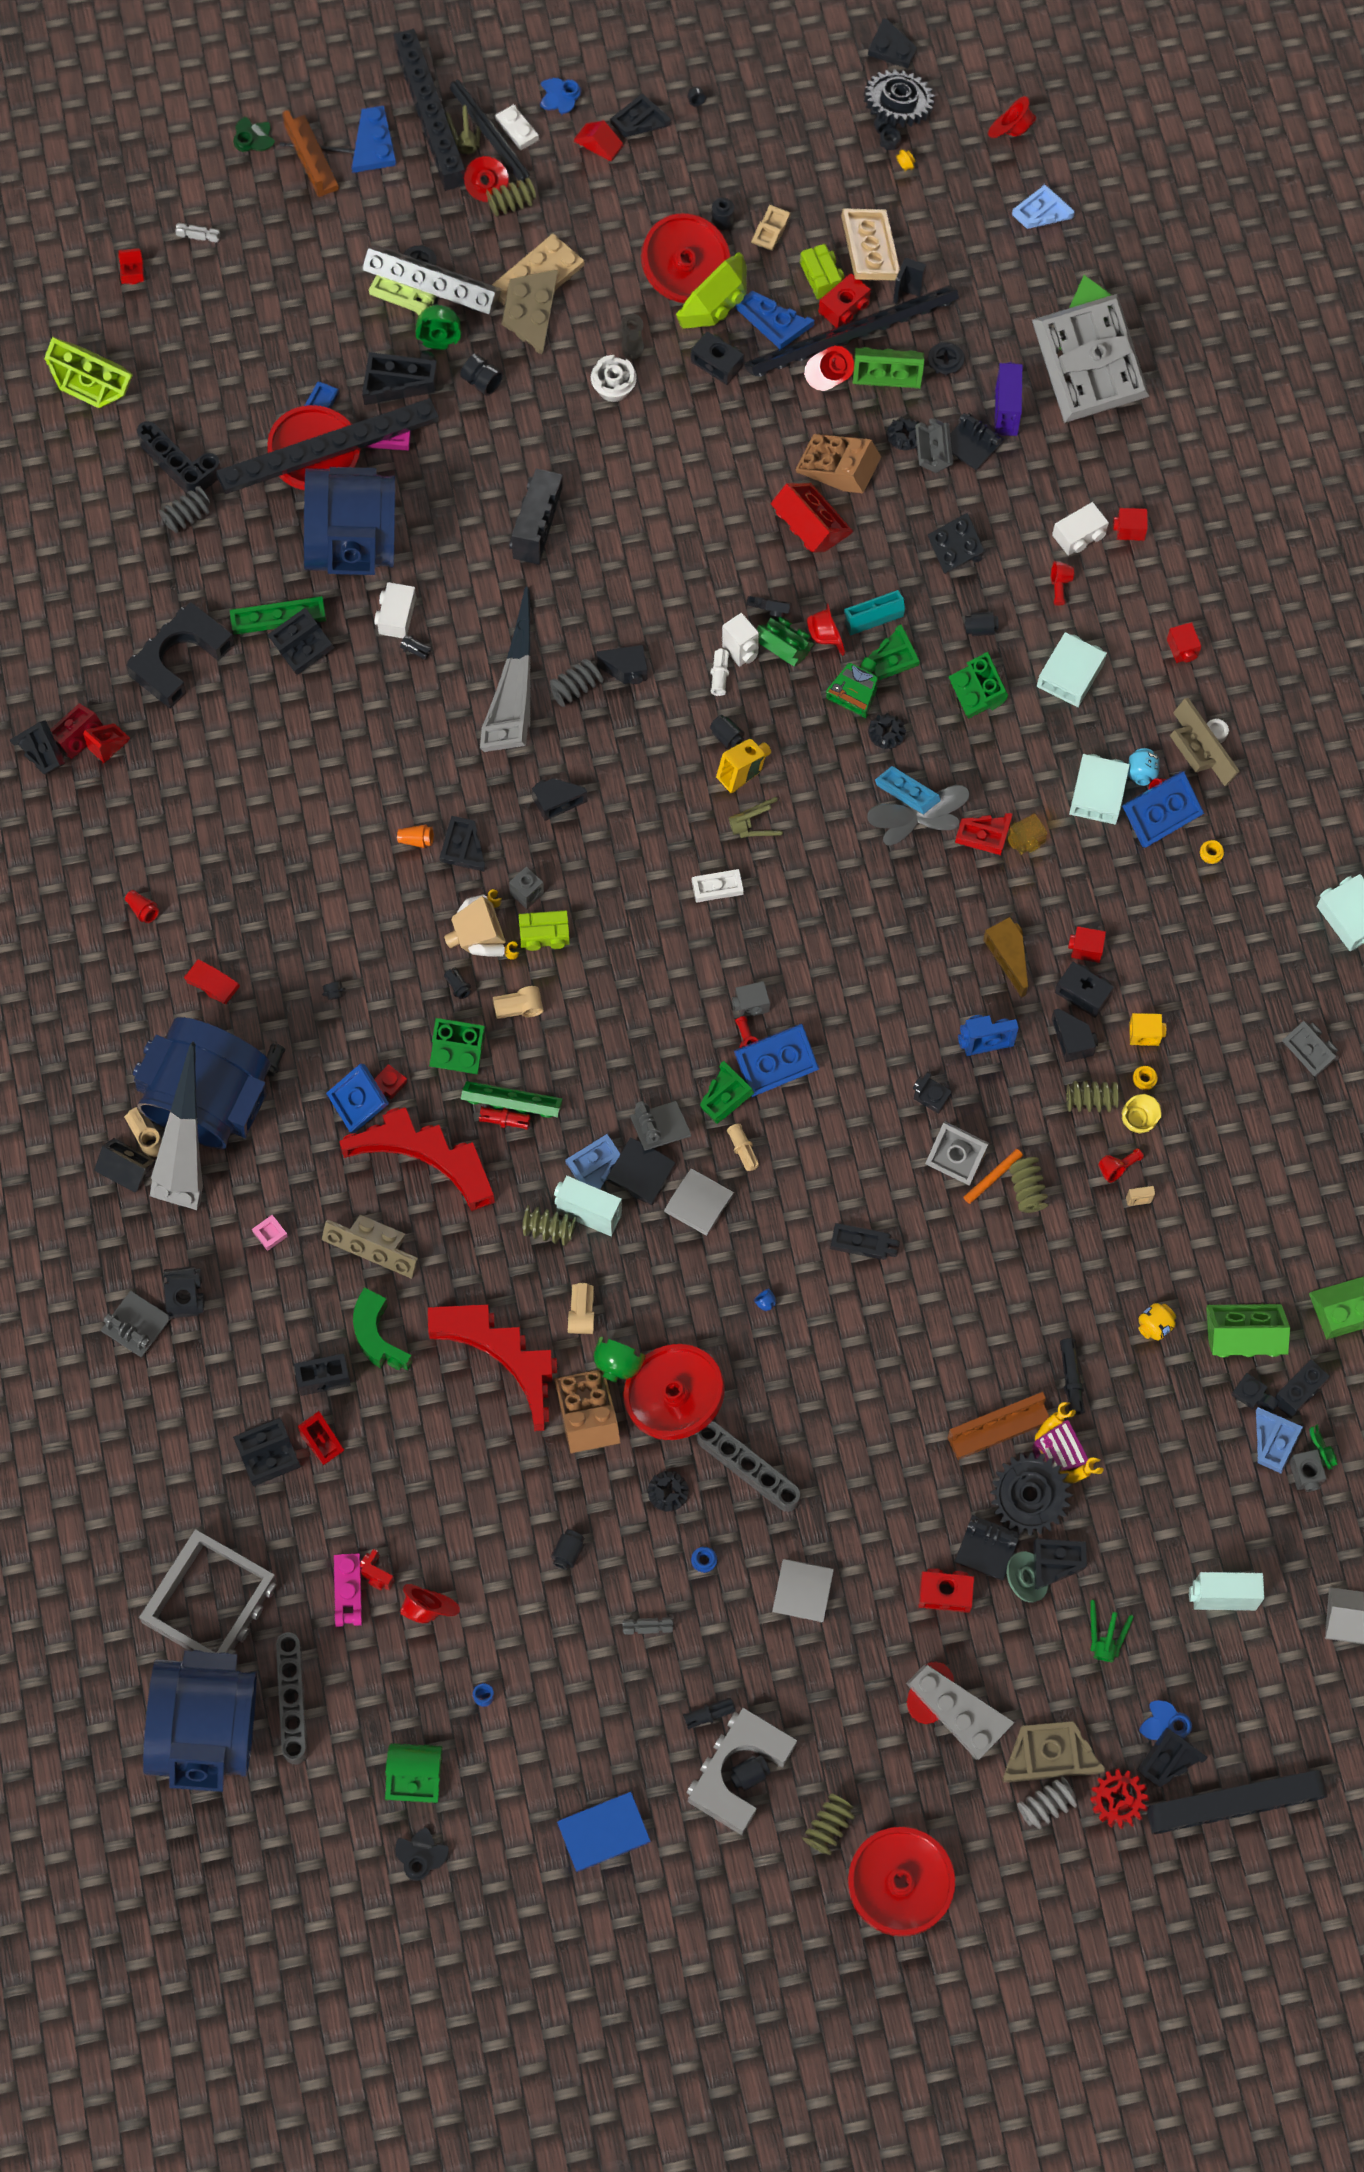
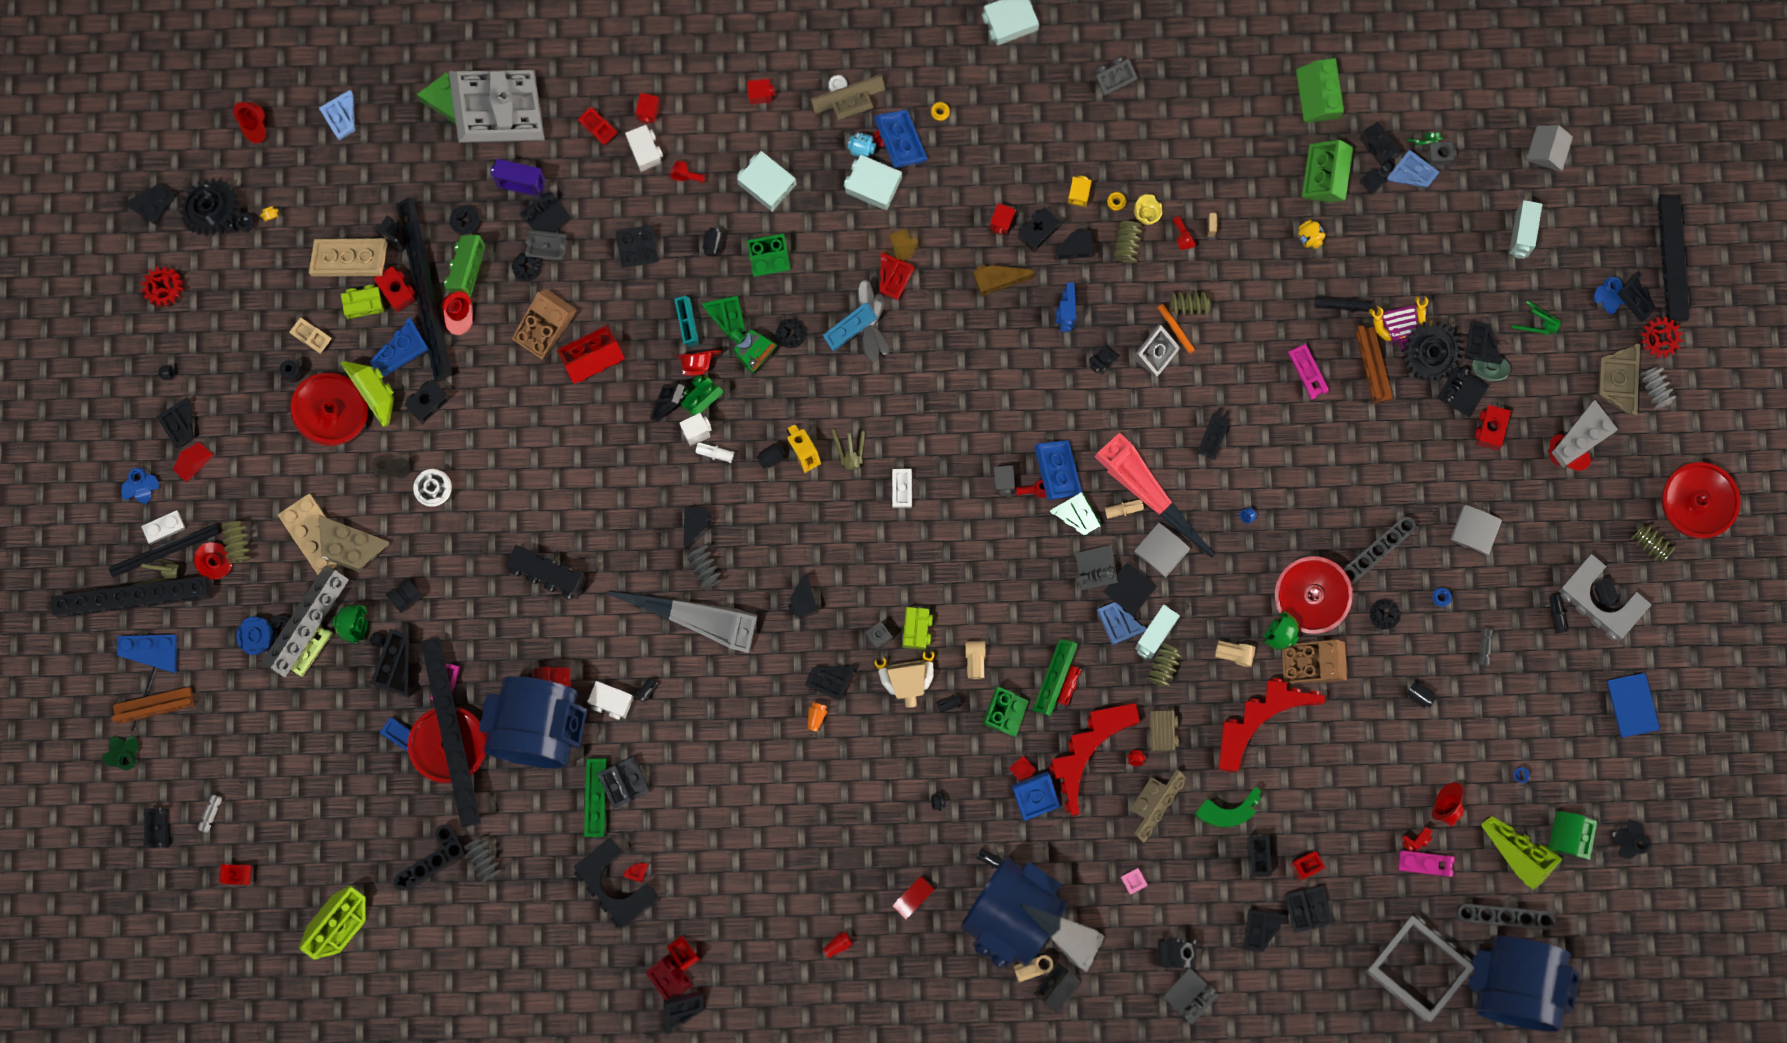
camera: 75 degrees left, 10 degrees up
(171, 182) = (156, 828): none -> black hinge
(197, 676) = (636, 872): none -> red tile
(231, 1395) = (1261, 929): none -> black wing
(375, 1714) = (1527, 859): none -> lime wedge
(408, 236) = (255, 635): none -> blue tile
(410, 540) = (557, 675): none -> red brick
(426, 1211) = (1136, 758): none -> red plate
(465, 1237) = (1162, 731): none -> dark tan brick
(795, 71) = (165, 280): none -> red gear
(796, 1142) = (1129, 469): none -> coral plate
(971, 1345) = (1308, 371): none -> dark pink plate
(1096, 477) = (597, 126): none -> red slope

